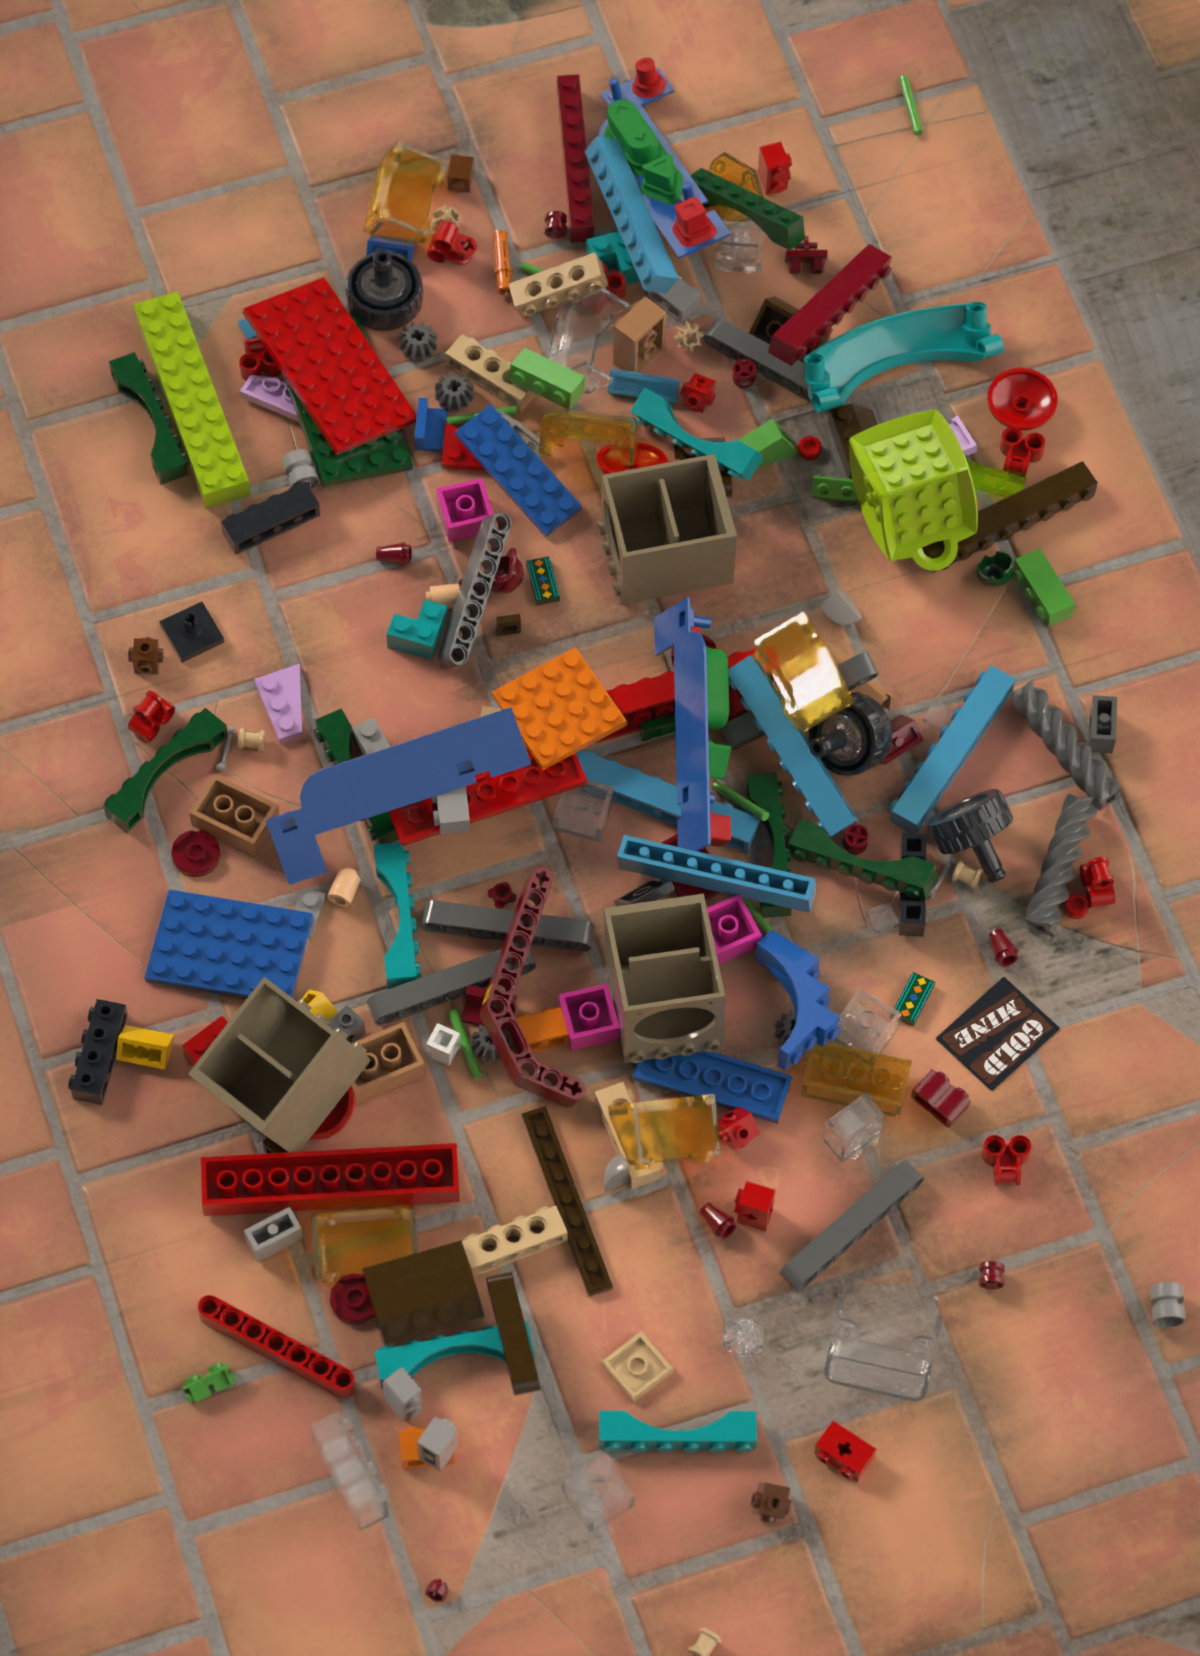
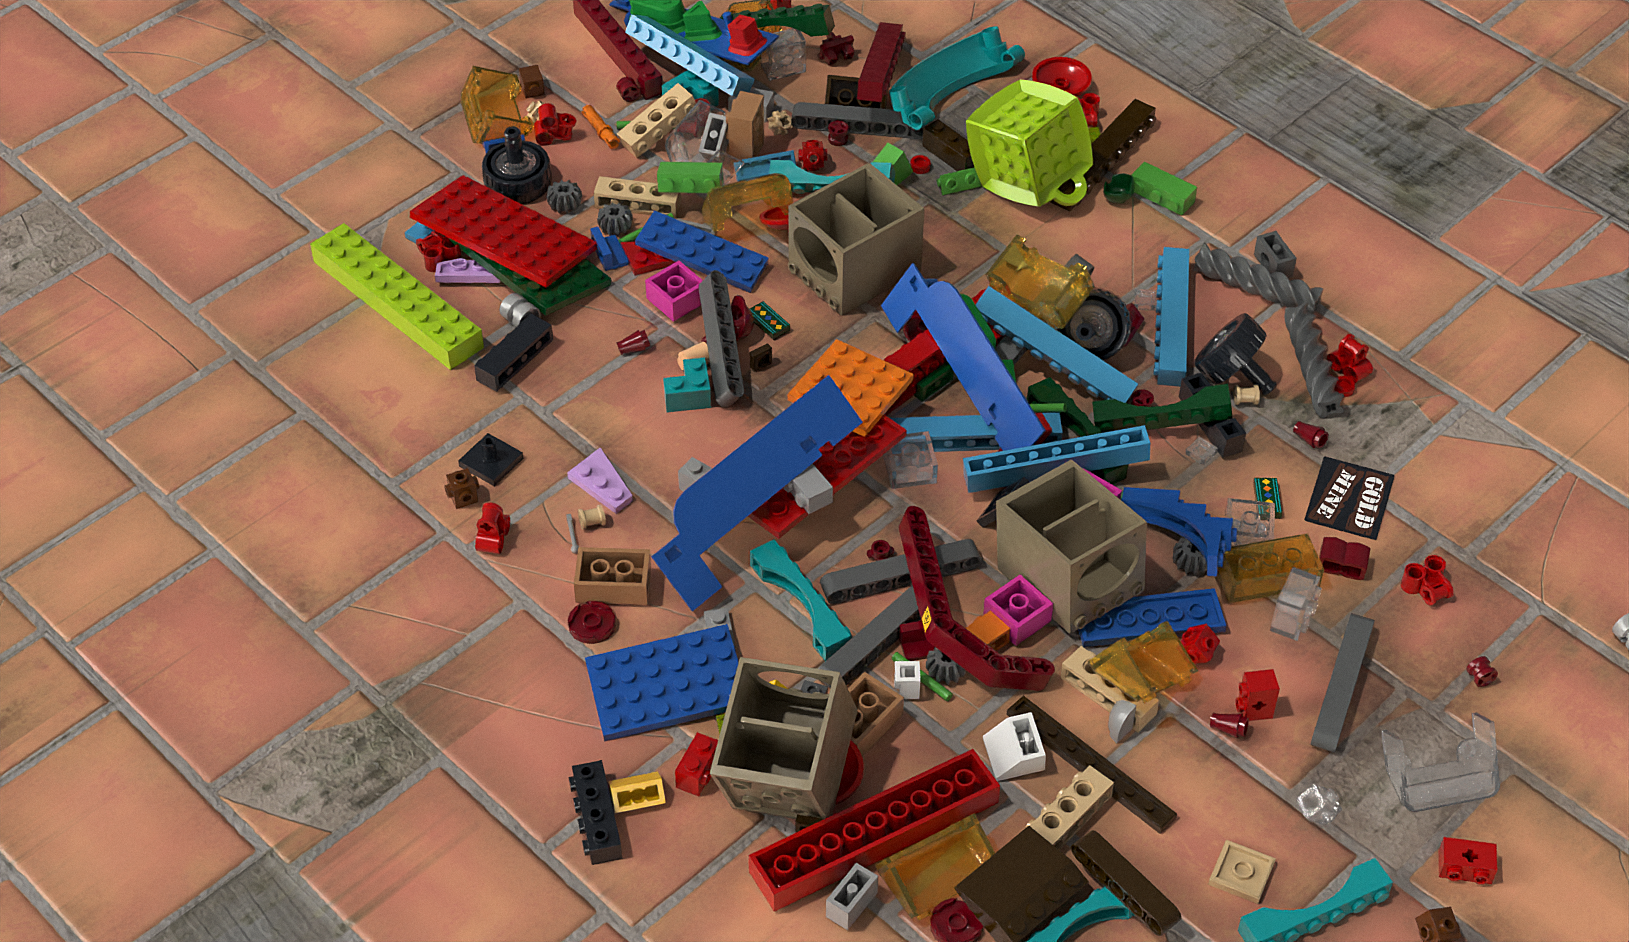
camera: 25 degrees left, 15 degrees down
(131, 381) = (337, 300): dark green arch -> none
(199, 736) = (544, 531): dark green arch -> none
(337, 737) = (665, 488): dark green arch -> none
(344, 887) = (741, 596): light nougat brick -> none
(502, 1156) = (1015, 747): none -> white slope
(599, 337) = (714, 136): none -> light grey brick

